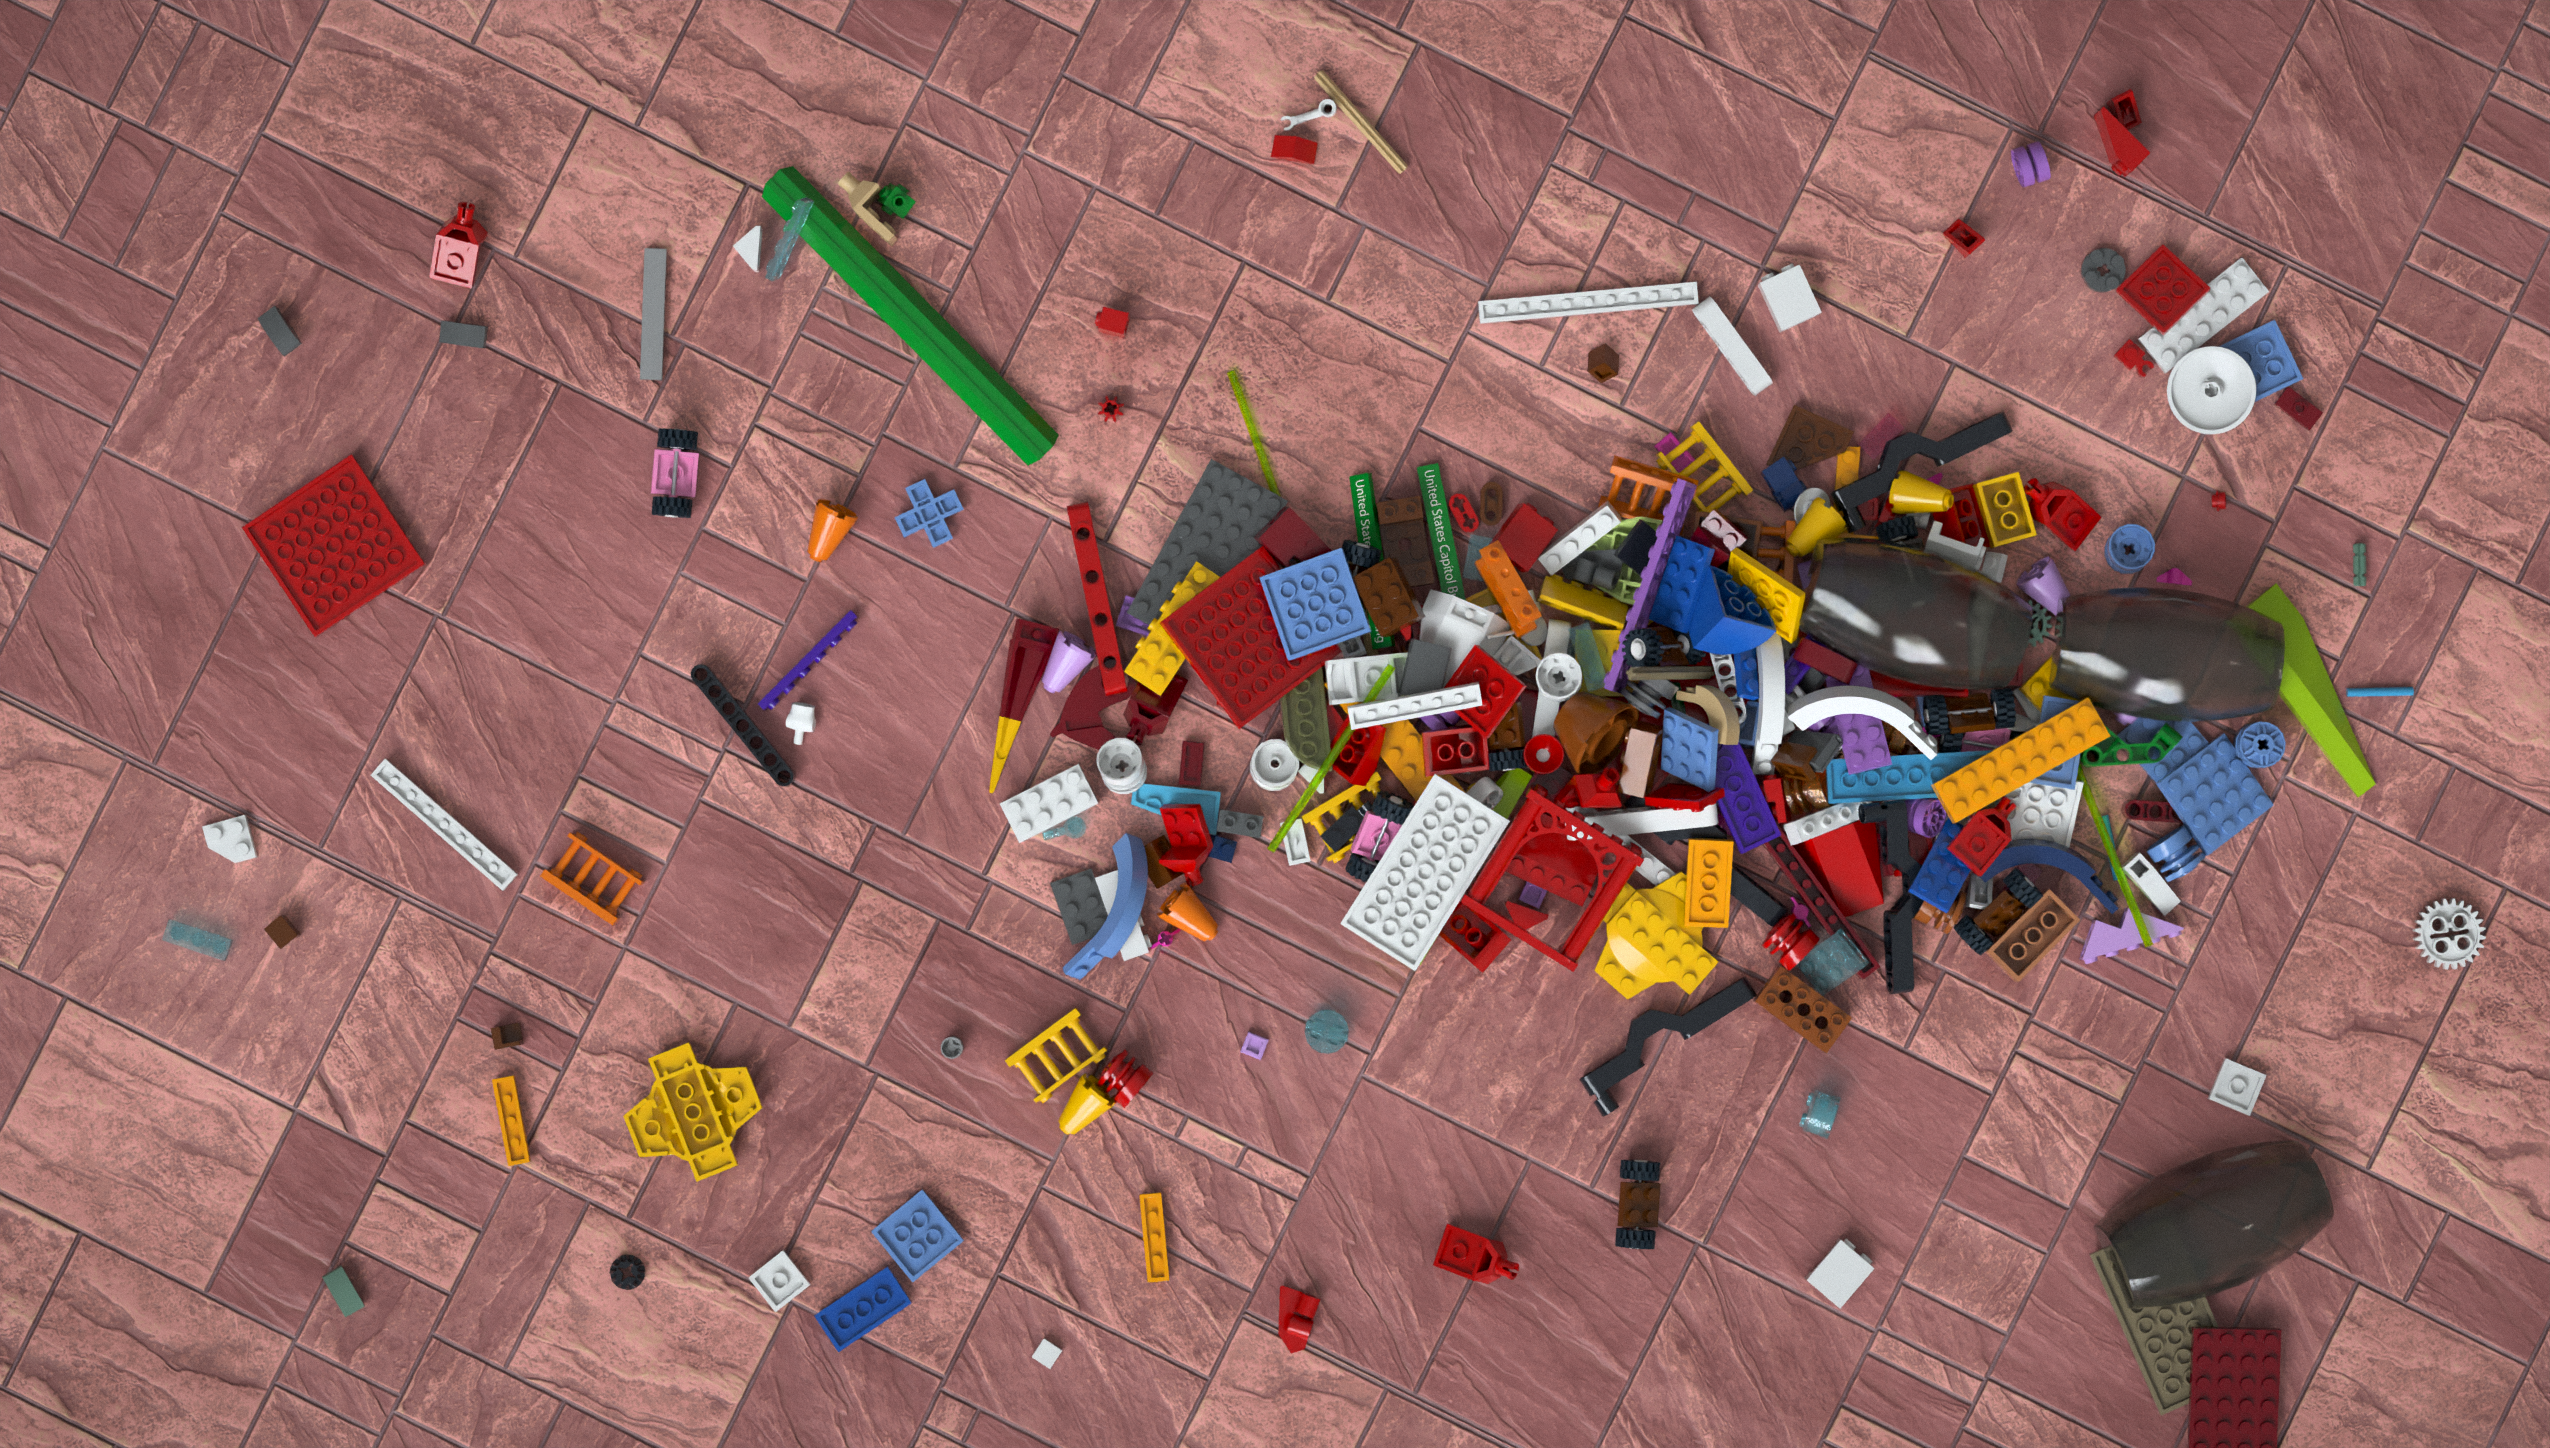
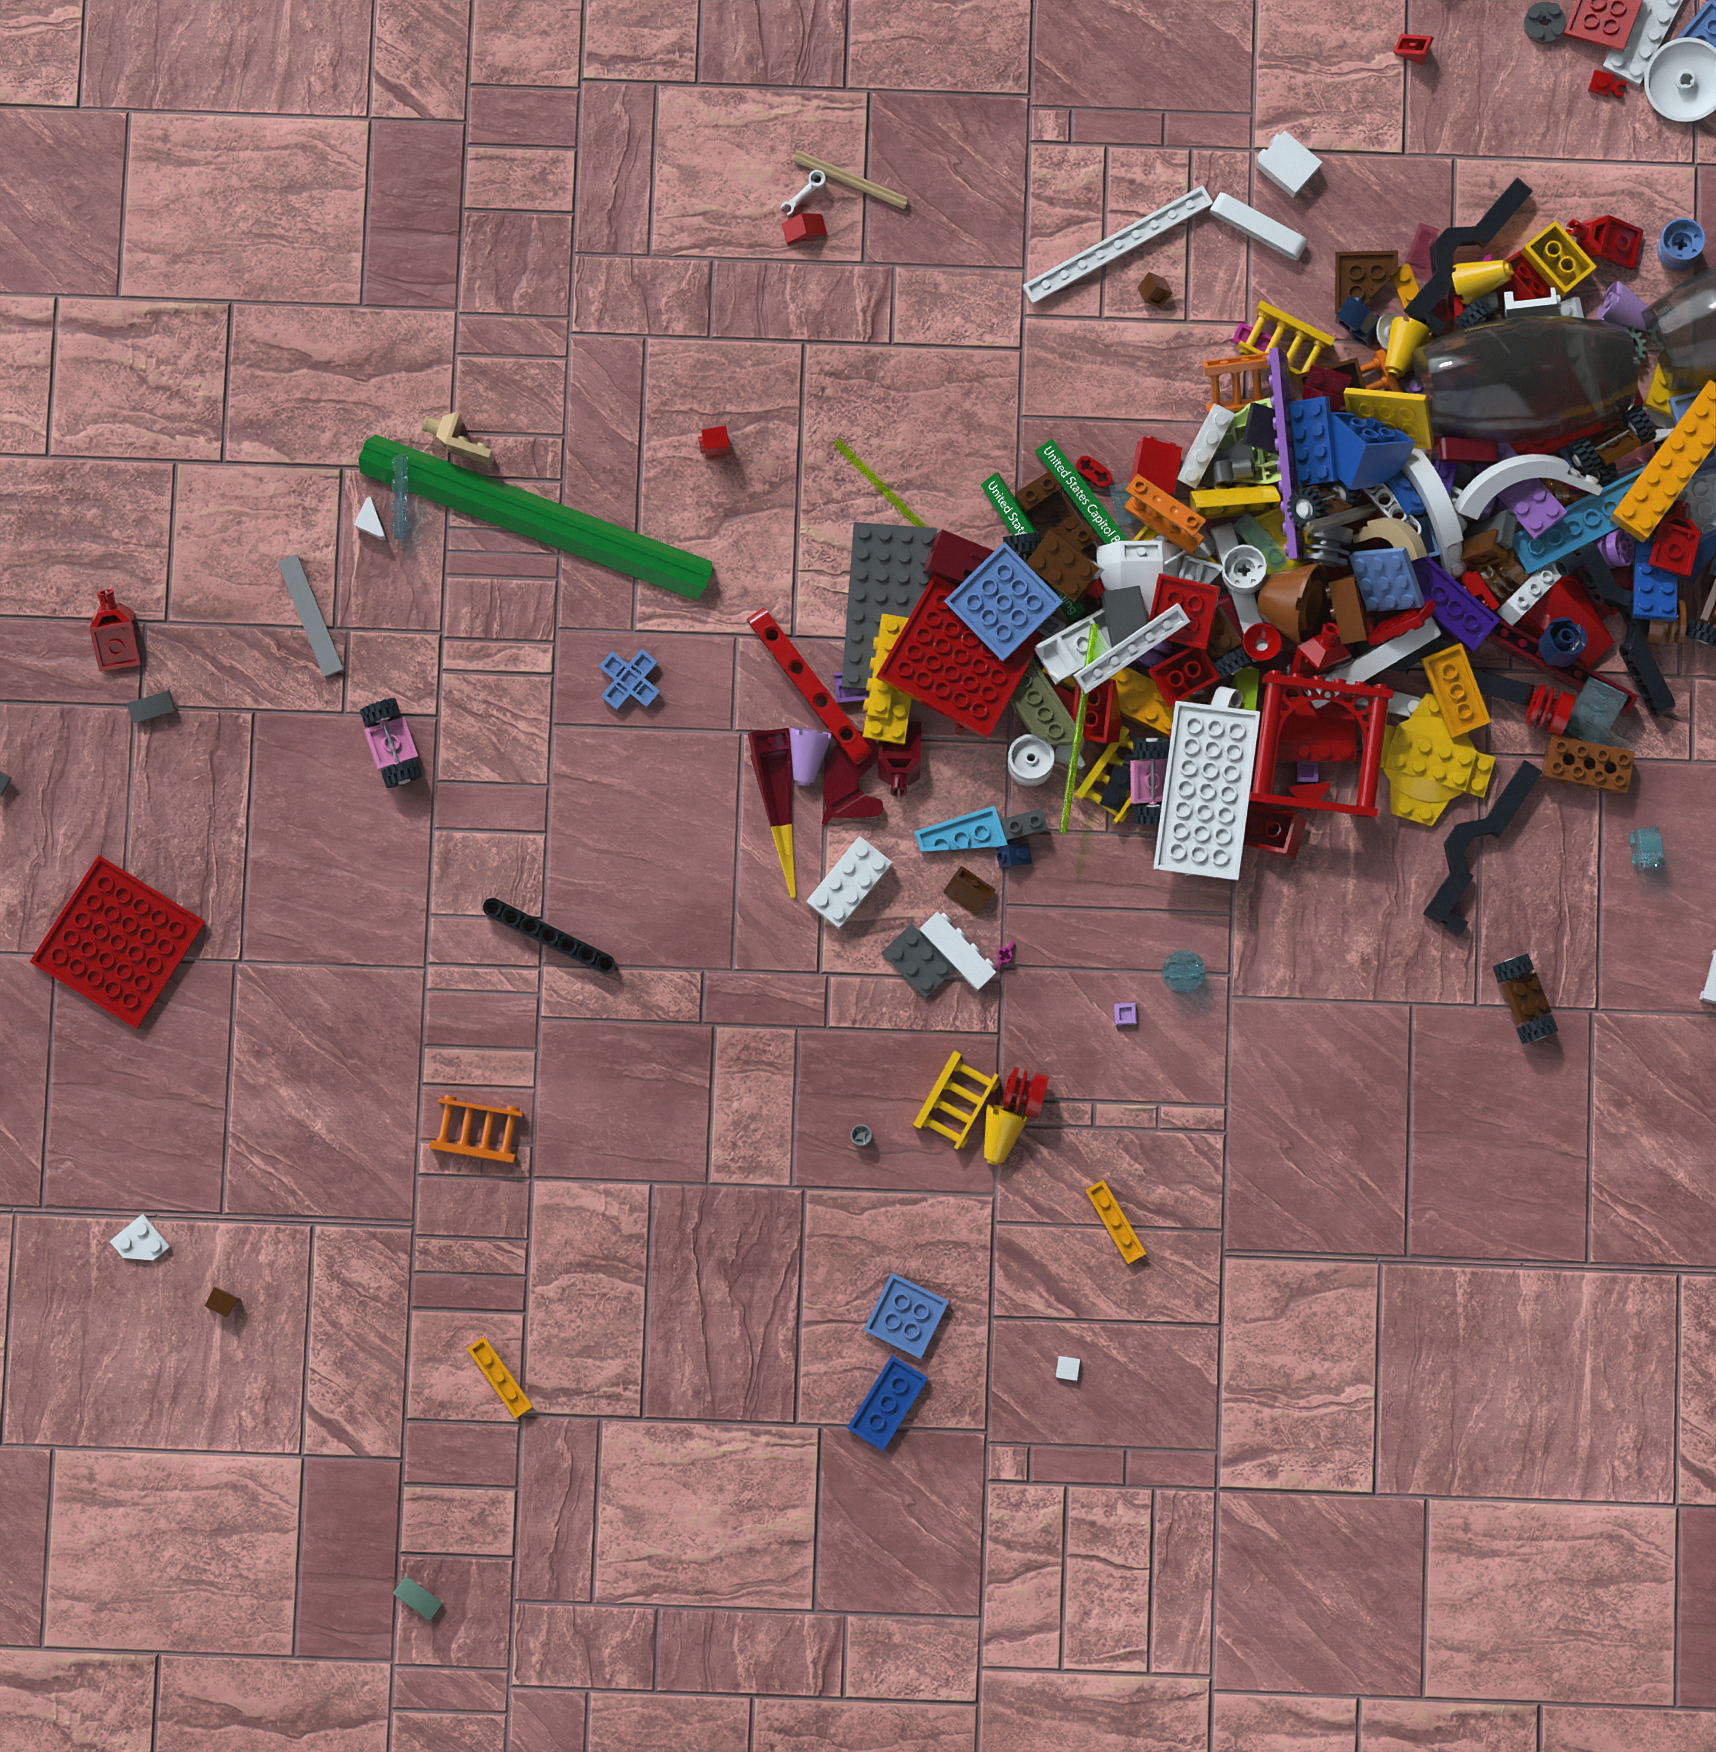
camera: 25 degrees left, 5 degrees down
(197, 939) = (149, 1343): clear light blue plate -> none
(444, 824) = (324, 1142): white plate -> none
(507, 1036) = (462, 1304): reddish brown panel -> none
(637, 1270) = (671, 1459): black gear -> none
(693, 1111) = (658, 1295): yellow plate -> none
(779, 1281) = (802, 1411): white plate -> none
(801, 720) = (598, 908): white piece -> none
(816, 654) = (579, 863): dark purple plate -> none
(829, 528) = (547, 731): orange cone -> none
(895, 200) = (478, 423): green brick -> none
(1073, 827) = (880, 895): clear light blue plate -> none
(1104, 407) = (746, 524): red gear -> none
(1116, 756) = (891, 812): white wheel -> none
(1125, 910) = (959, 947): medium blue arch -> none
(1188, 840) = (985, 858): red plate -> none
(1188, 913) = (1015, 923): orange cone -> none
(1191, 763) = (957, 792): dark red plate -> none
(1296, 844) = (1081, 821): white plate -> none
(1296, 1317) = (1272, 1236): red panel -> none
(1473, 1256) = (1403, 1110): red plate -> none
(1491, 503) = (1114, 453): reddish brown plate -> none
(1800, 911) = (1546, 680): dark pink piece -> none
(1830, 884) = (1562, 642): none -> dark blue brick
(1979, 892) = (1693, 596): white slope -> none

